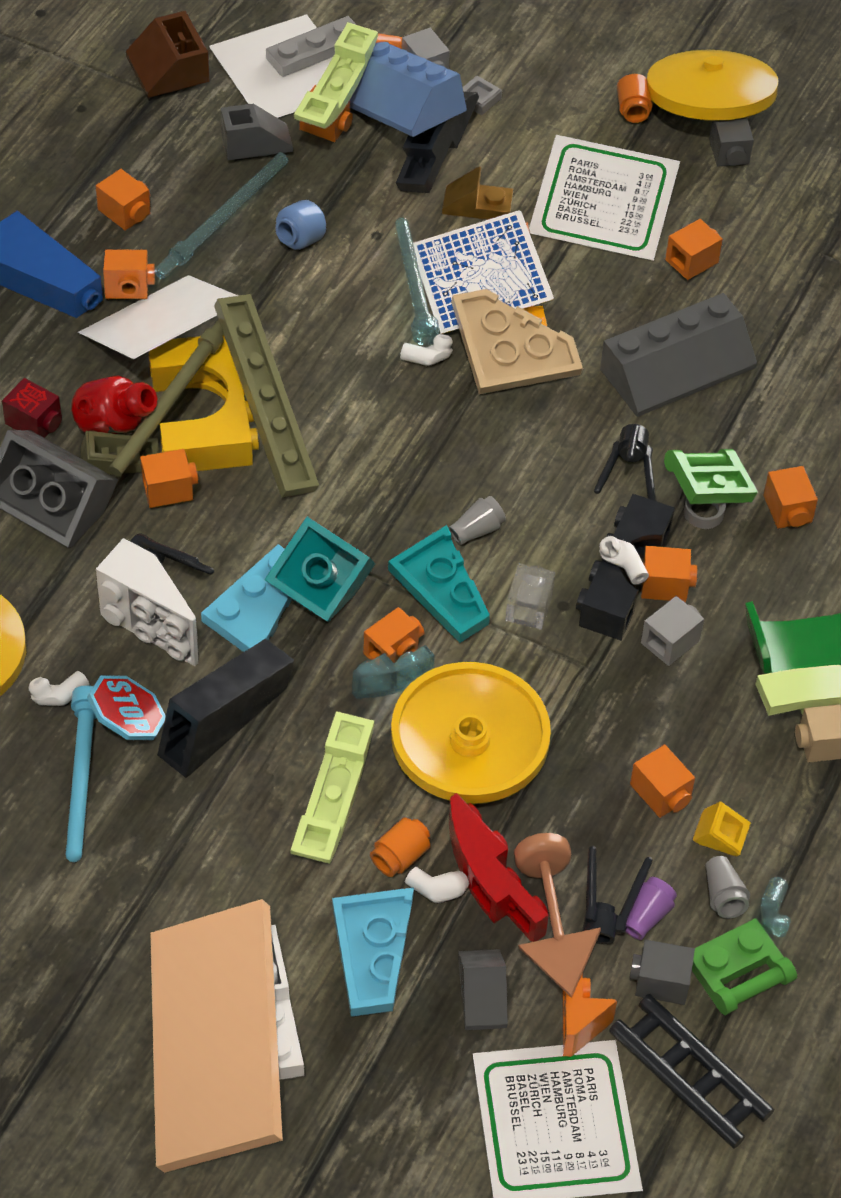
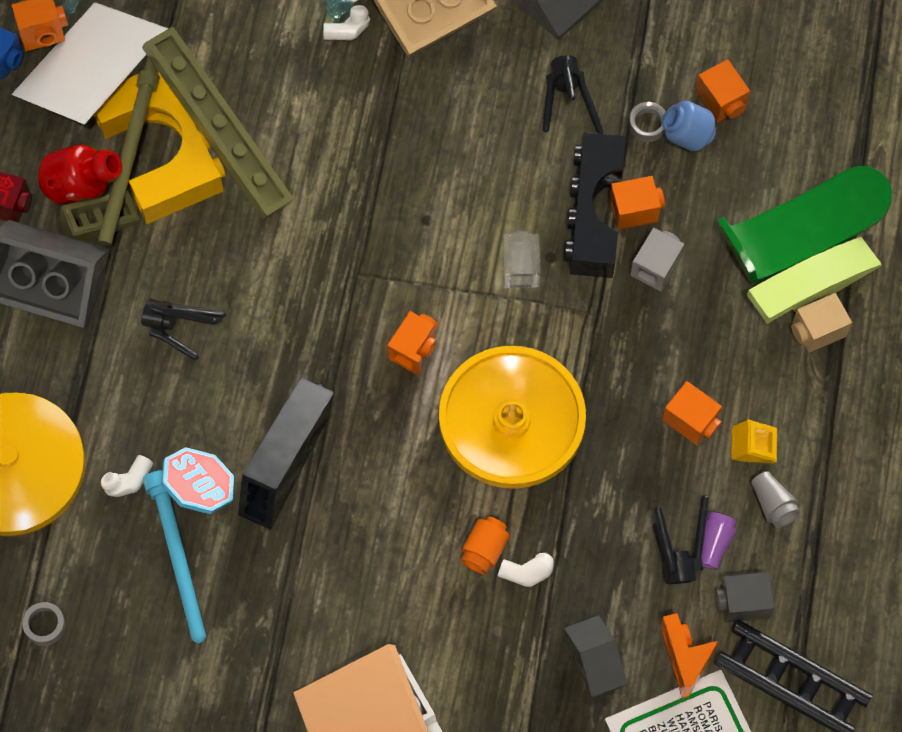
camera: 15 degrees left, 15 degrees up
(145, 601) = (174, 367): white slope -> none
(168, 478) = (154, 233): orange brick -> none
(249, 607) = (275, 335): medium azure wing -> none
(319, 570) = (326, 292): teal slope -> none
(334, 788) = (407, 506): yellowish green slope -> none
(371, 946) = (489, 647): medium azure wing -> none
(383, 677) = (416, 381): clear light blue slope -> none
(439, 581) = (436, 269): teal wing -> none
(478, 520) = (450, 194): light grey cone -> none
(494, 886) = (557, 535): red slope -> none
(563, 955) = (660, 611): nougat piece -> none
(625, 556) = (597, 202): white arm -> none
(711, 476) = (649, 98): bright green plate -> none
(736, 955) = (797, 563): bright green plate -> none
(745, 517) = (689, 125): none -> medium blue head
(770, 906) = (818, 506): clear light blue arm -> none

